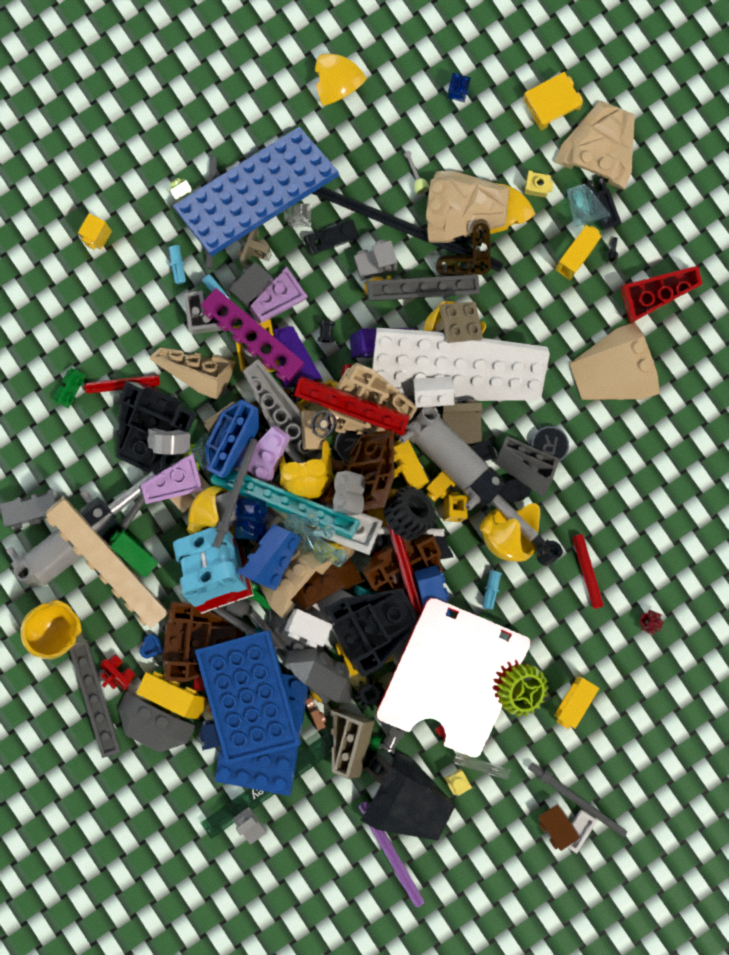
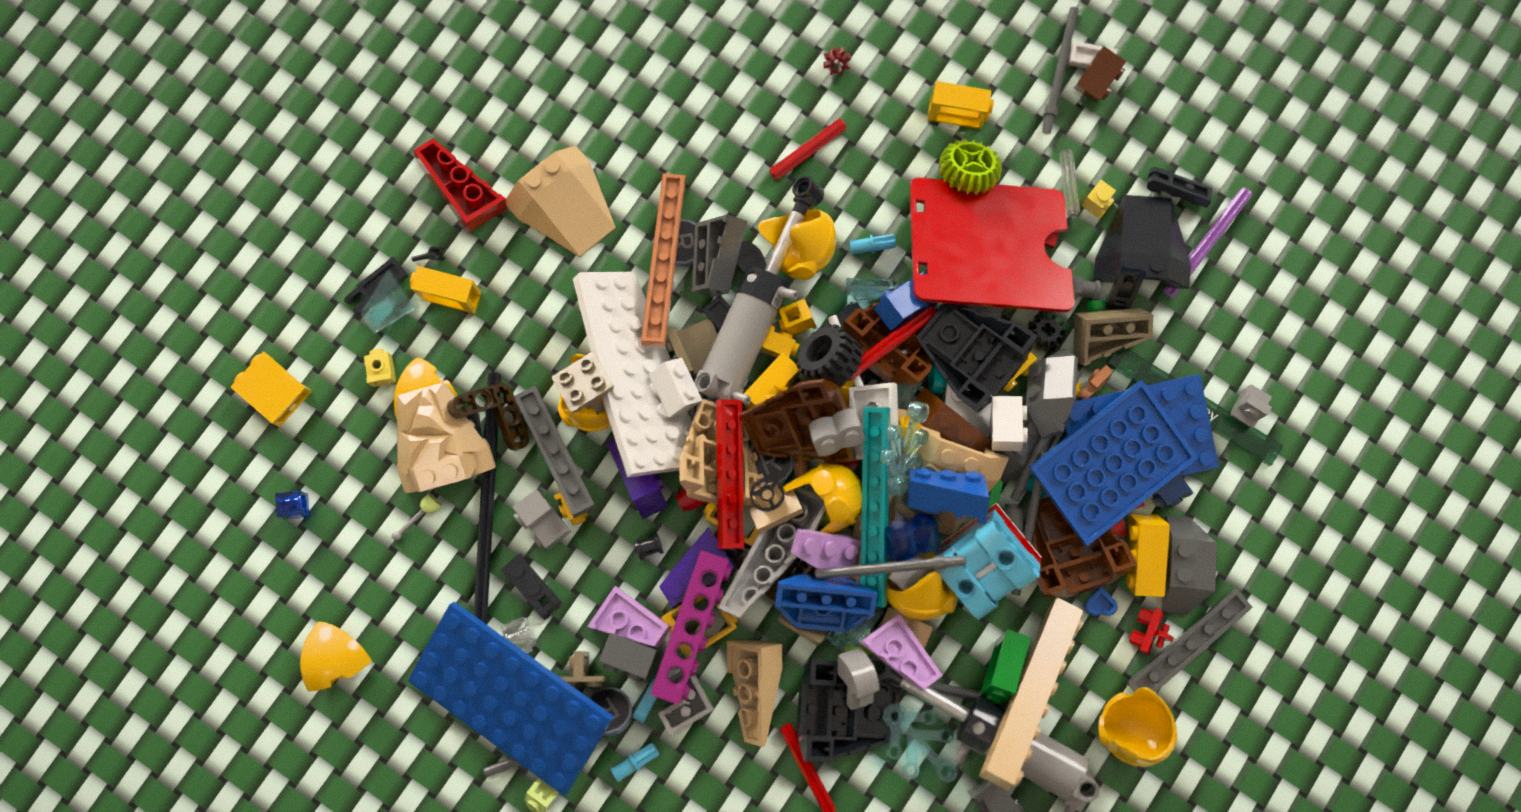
camera: 115 degrees left, 5 degrees down
(110, 470) = (916, 739): none -> clear light blue plant
(221, 263) = (616, 704): none -> black tile
(443, 851) = (1179, 187): none -> black plate
(456, 570) = (865, 290): none -> clear light blue wing
(539, 423) = (663, 260): none -> nougat tile
(602, 144) = (305, 314): tan wedge -> none

